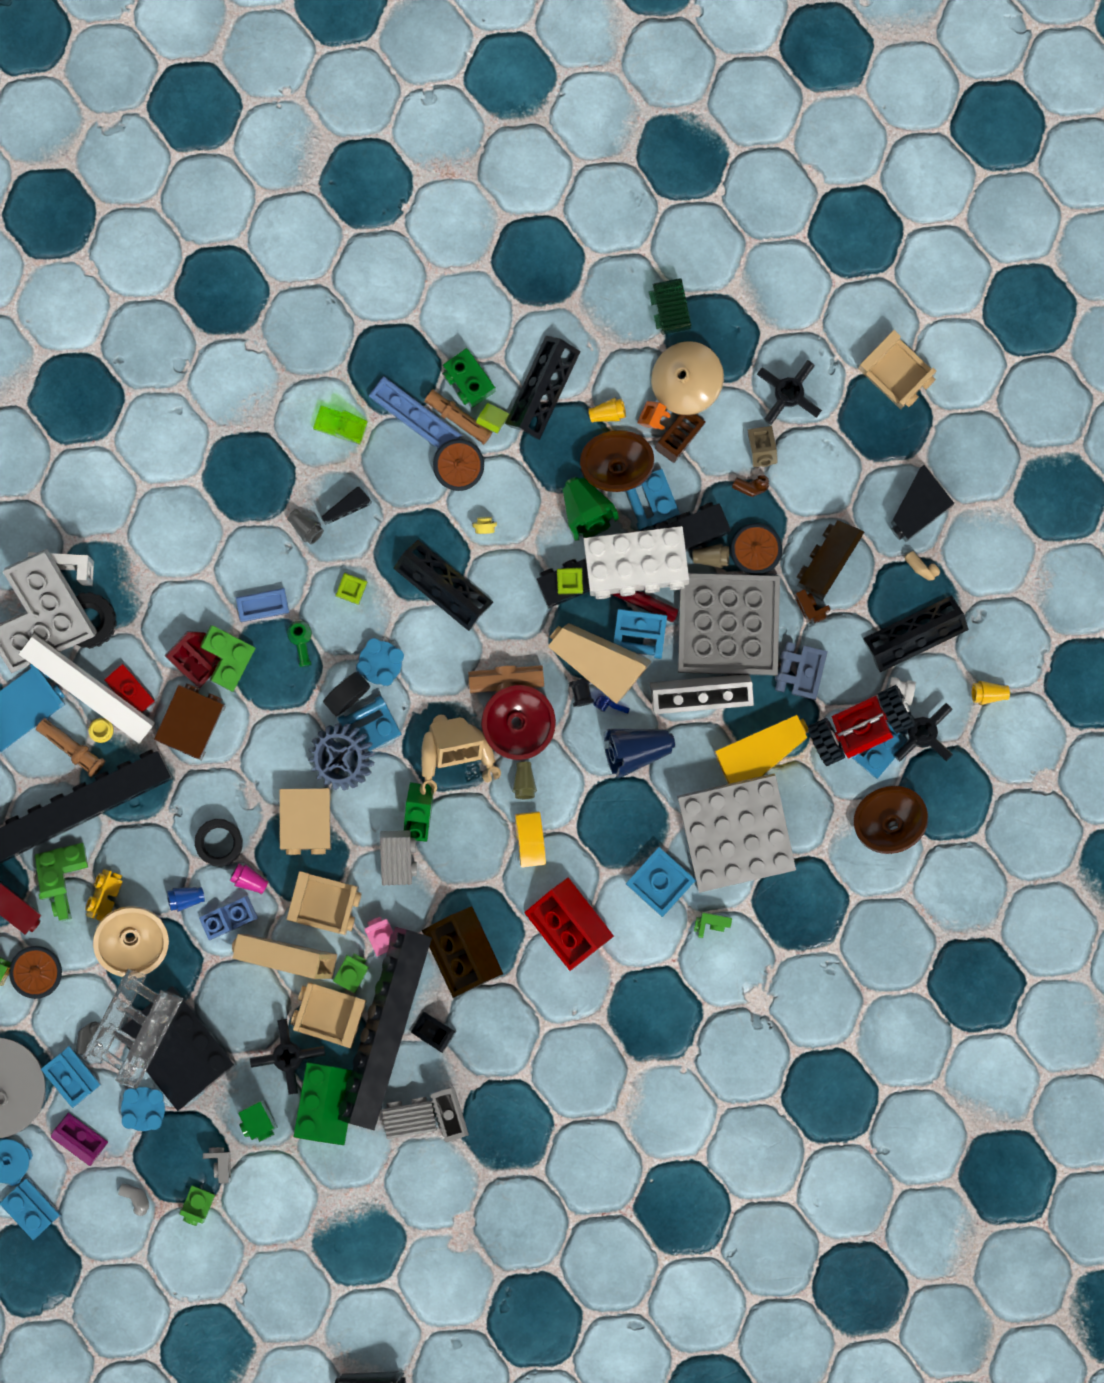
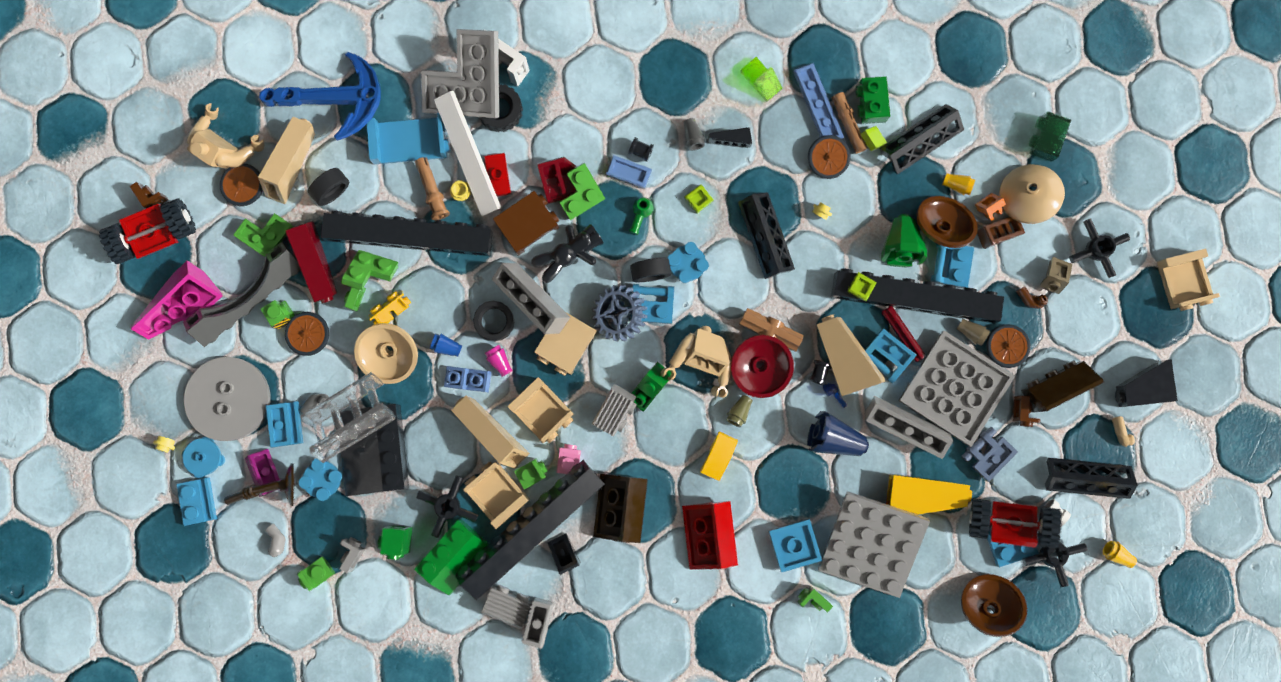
camera: 25 degrees right, 0 degrees up
(113, 1132) = (285, 484): none -> dark brown dish
(243, 796) = (530, 298): none -> light grey brick
(250, 729) = (565, 254): none -> black animal
(261, 574) = (641, 149): none -> black bush
(636, 562) = (918, 303): white bracket -> none

